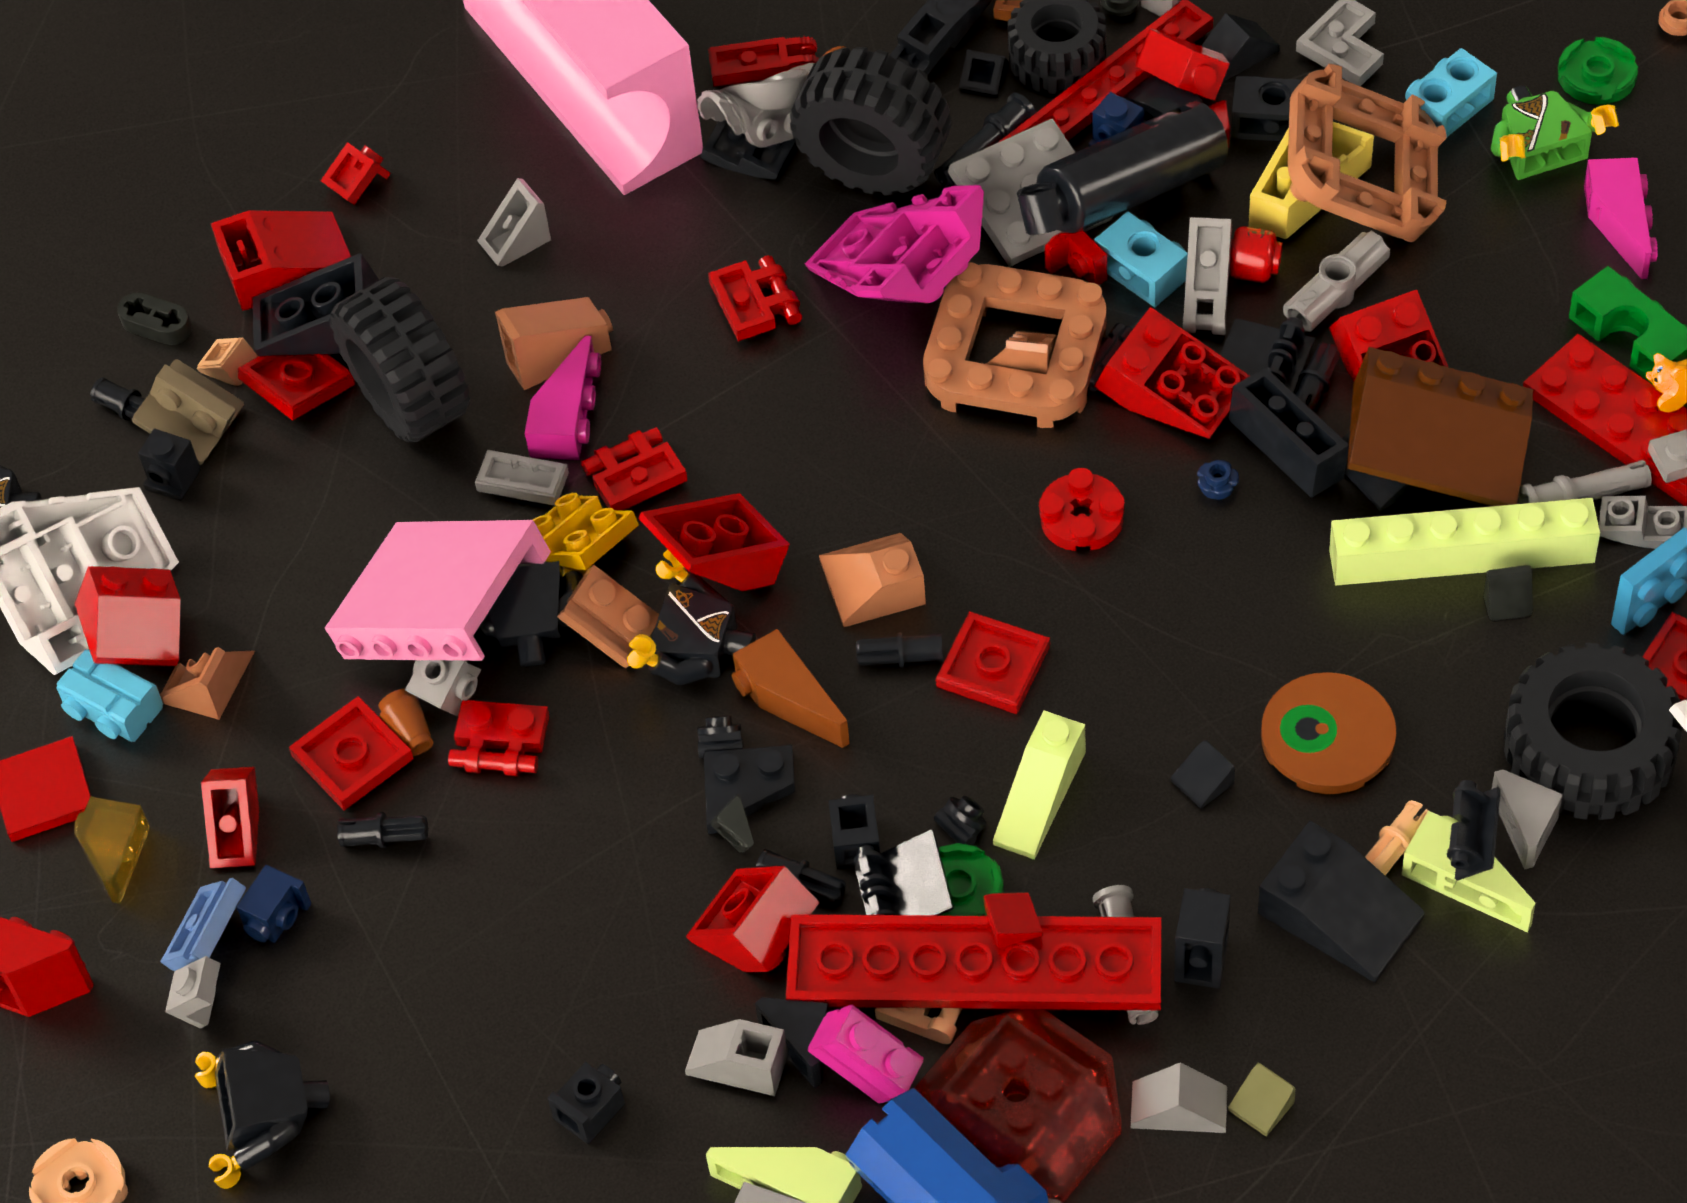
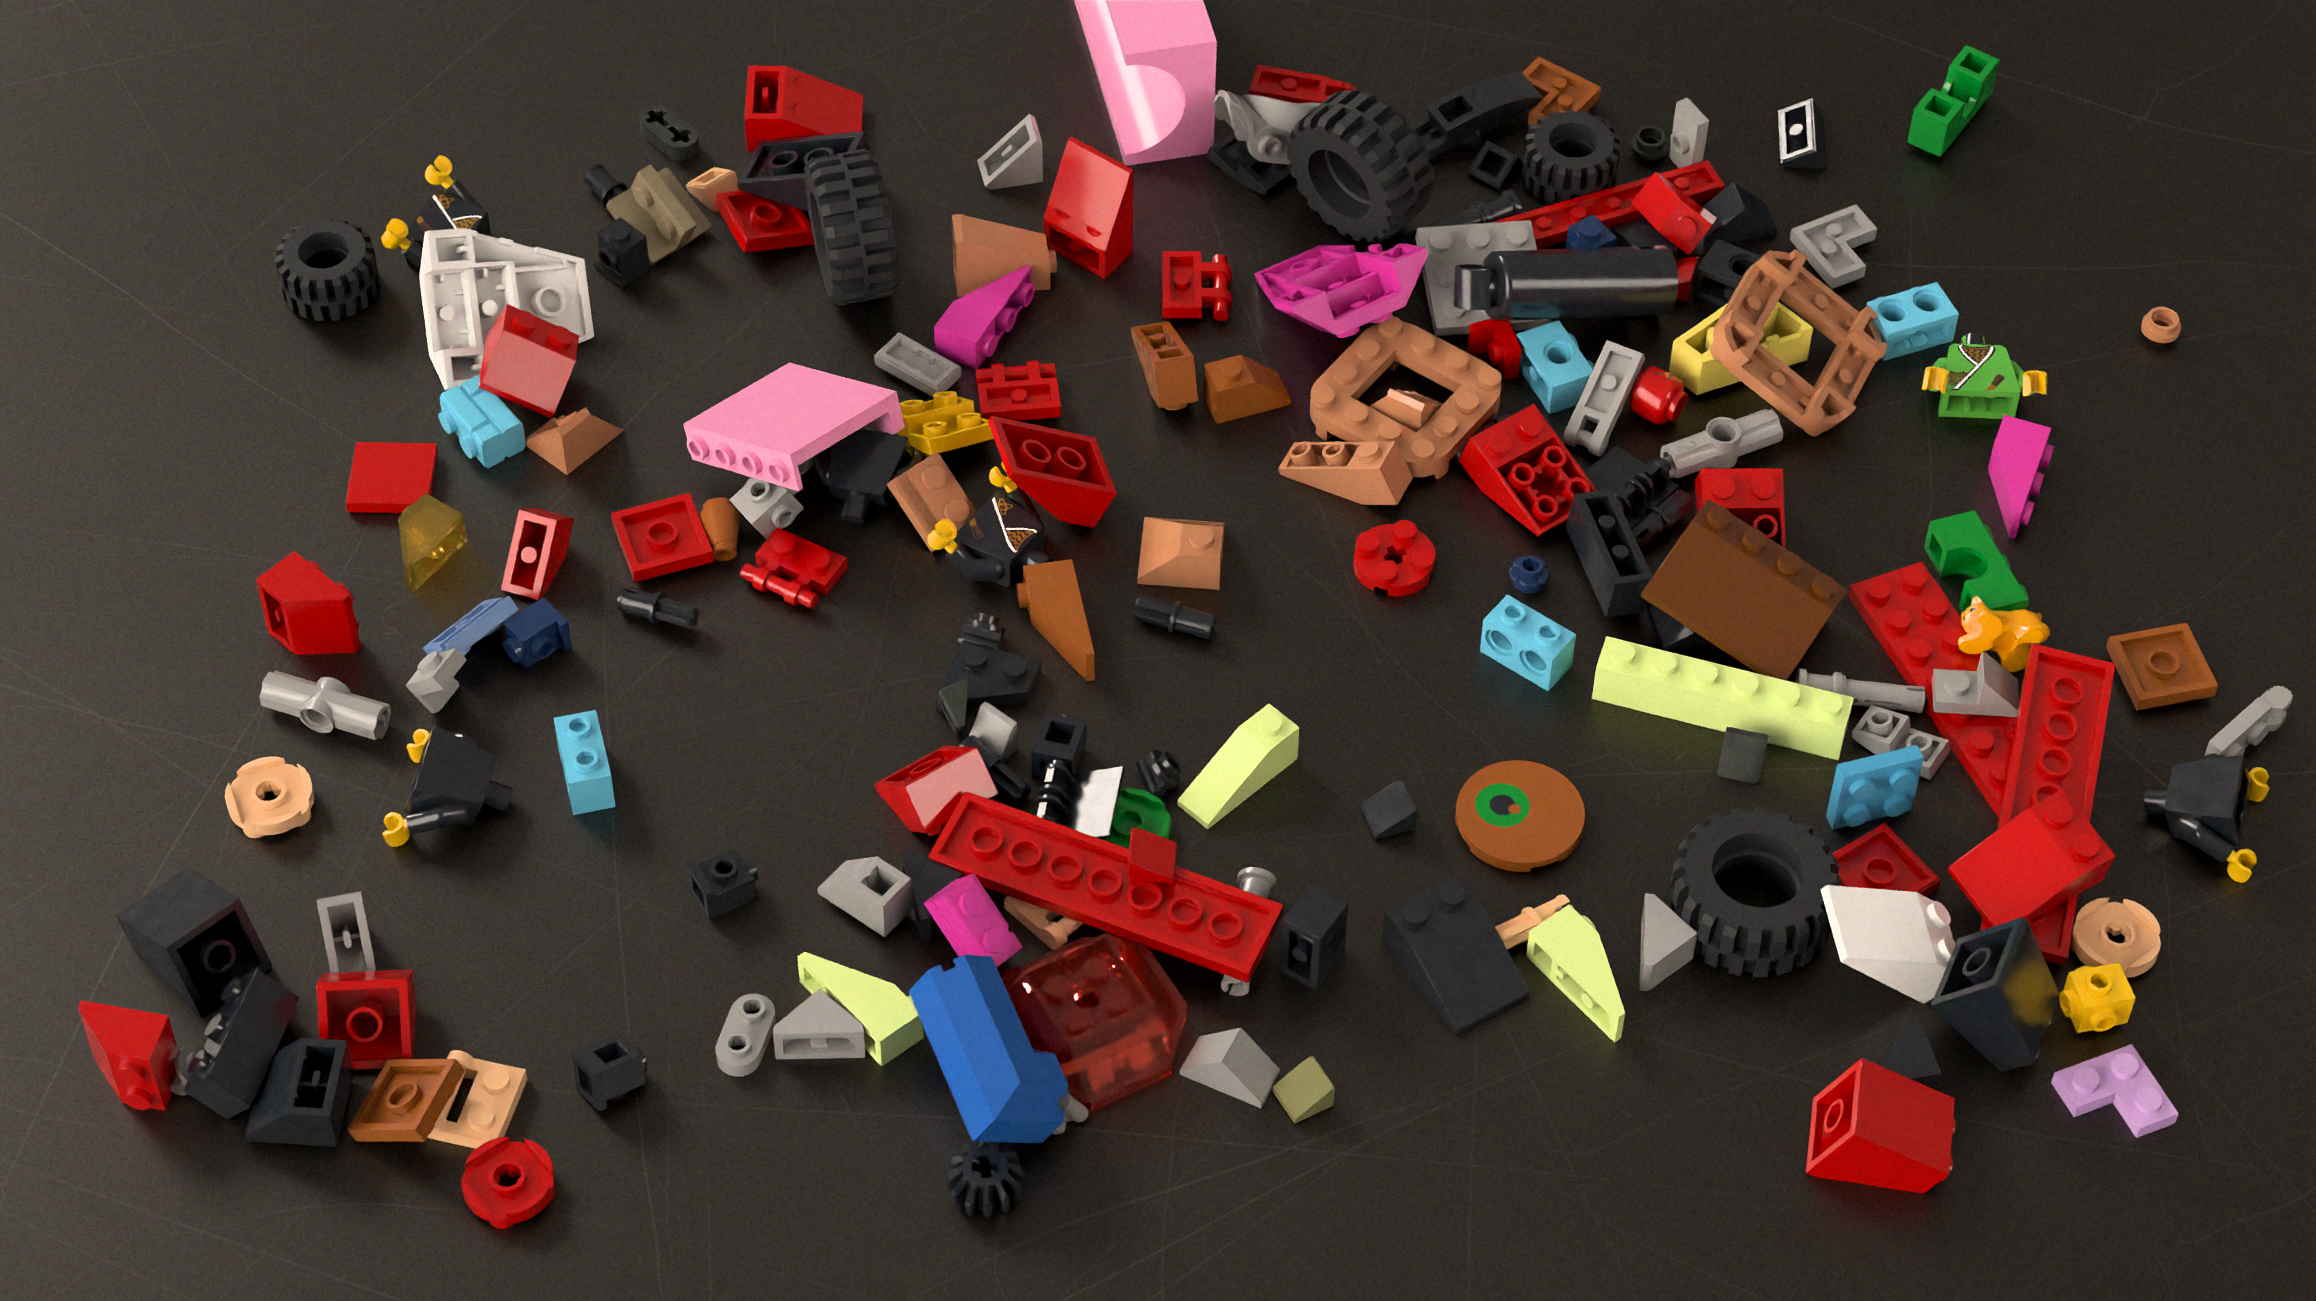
camera: 15 degrees right, 5 degrees down
(89, 1063) = (325, 705): none -> light grey piece
(353, 172) = (897, 67): red bracket -> none
(387, 1025) = (584, 762): none -> medium azure brick
(624, 255) = (1091, 209): none -> slope
(767, 389) = (1166, 365): none -> dark orange slope
(783, 836) = (995, 730): none -> light grey slope
(852, 389) = (1241, 388): none -> dark orange slope
(993, 662) = (1252, 656): red tile -> none
(997, 435) = (1353, 470): none -> nougat slope
(1254, 552) = (1527, 642): none -> medium azure brick
(1475, 835) = (1587, 942): black hinge -> none
(1597, 71) = (2061, 346): green tile -> none

